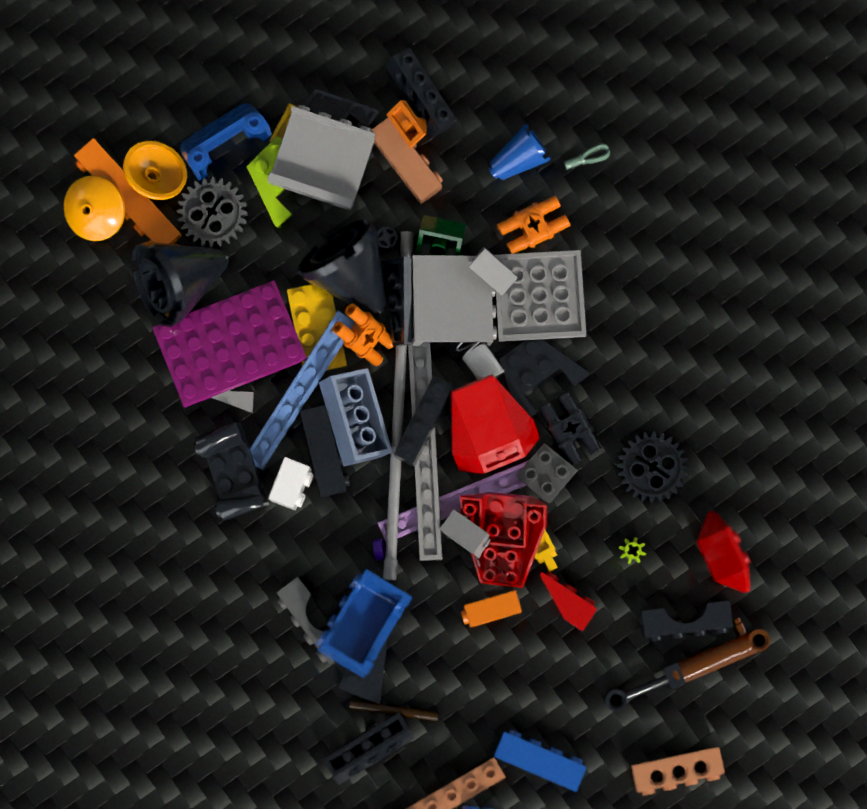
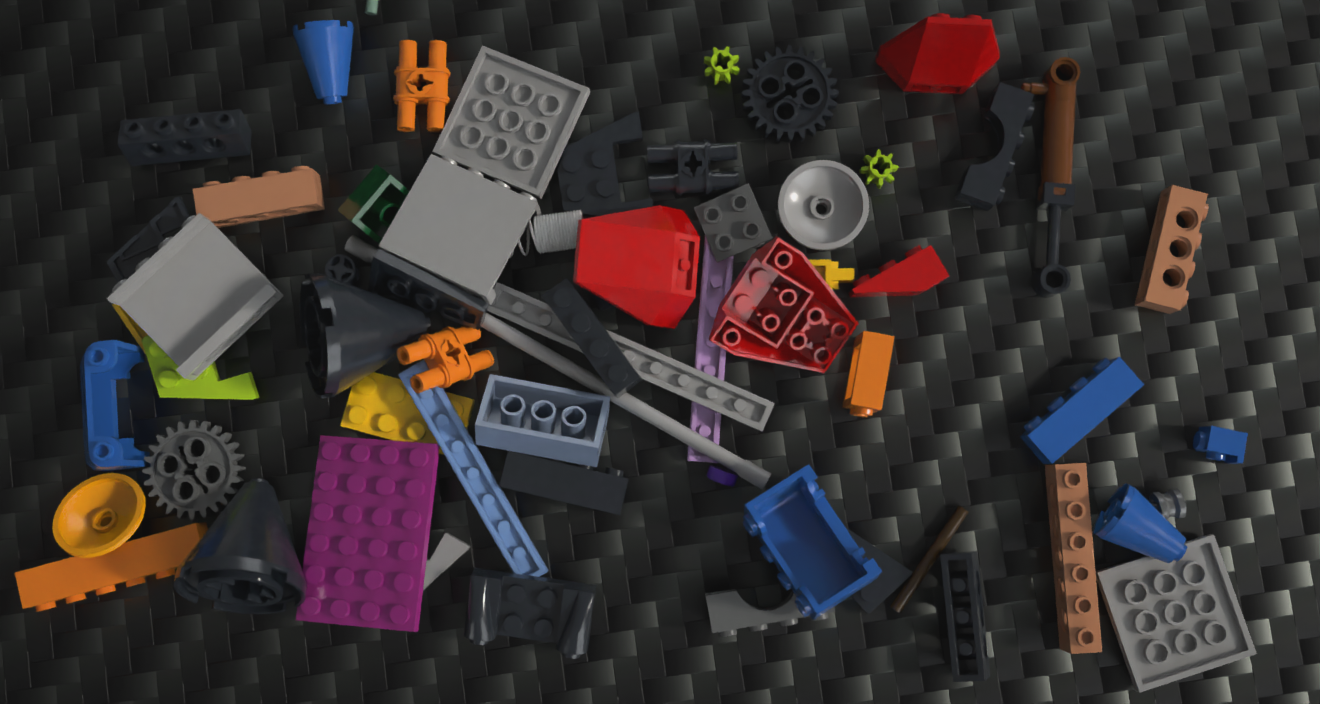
camera: 60 degrees left, 0 degrees up
(105, 207) = (109, 602): light orange dish -> none
(290, 484) = (585, 545): white brick -> none
(407, 124) = (210, 169): orange slope -> none
(465, 533) = (758, 357): light grey hinge -> none
(492, 271) = (450, 157): light grey hinge -> none
(599, 514) = (827, 185): none -> light grey dish
(646, 407) = (726, 59): none -> lime gear

